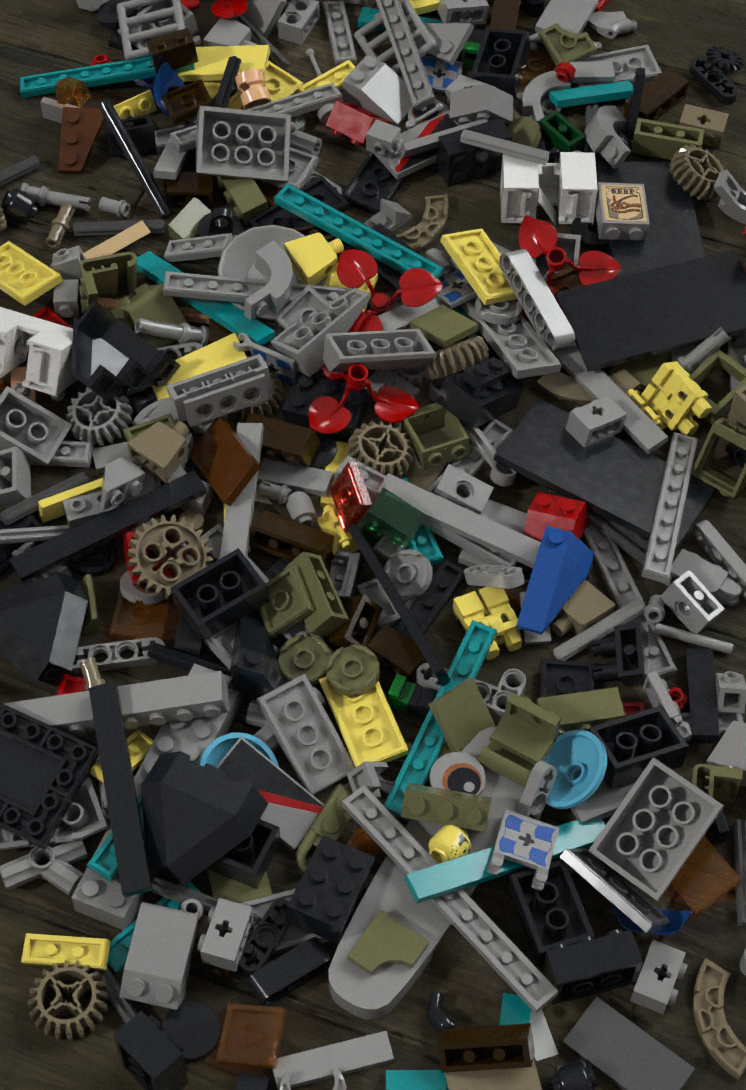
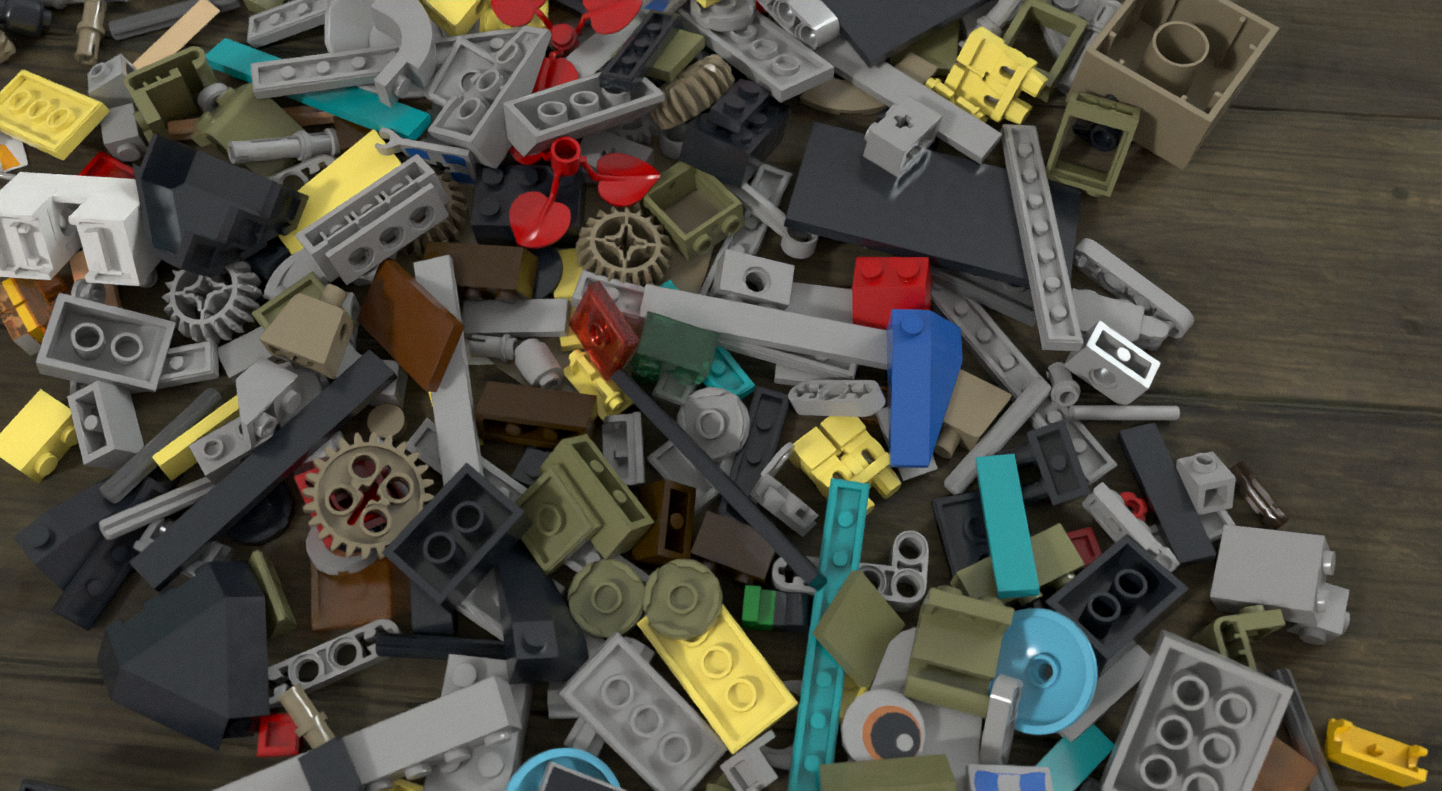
camera: 15 degrees left, 10 degrees up
(128, 288) = (208, 97): none -> light grey tile
(429, 322) = (640, 51): none -> black tile
(435, 627) = (781, 500): none -> light grey piece
(580, 678) = (1006, 527): none -> teal tile

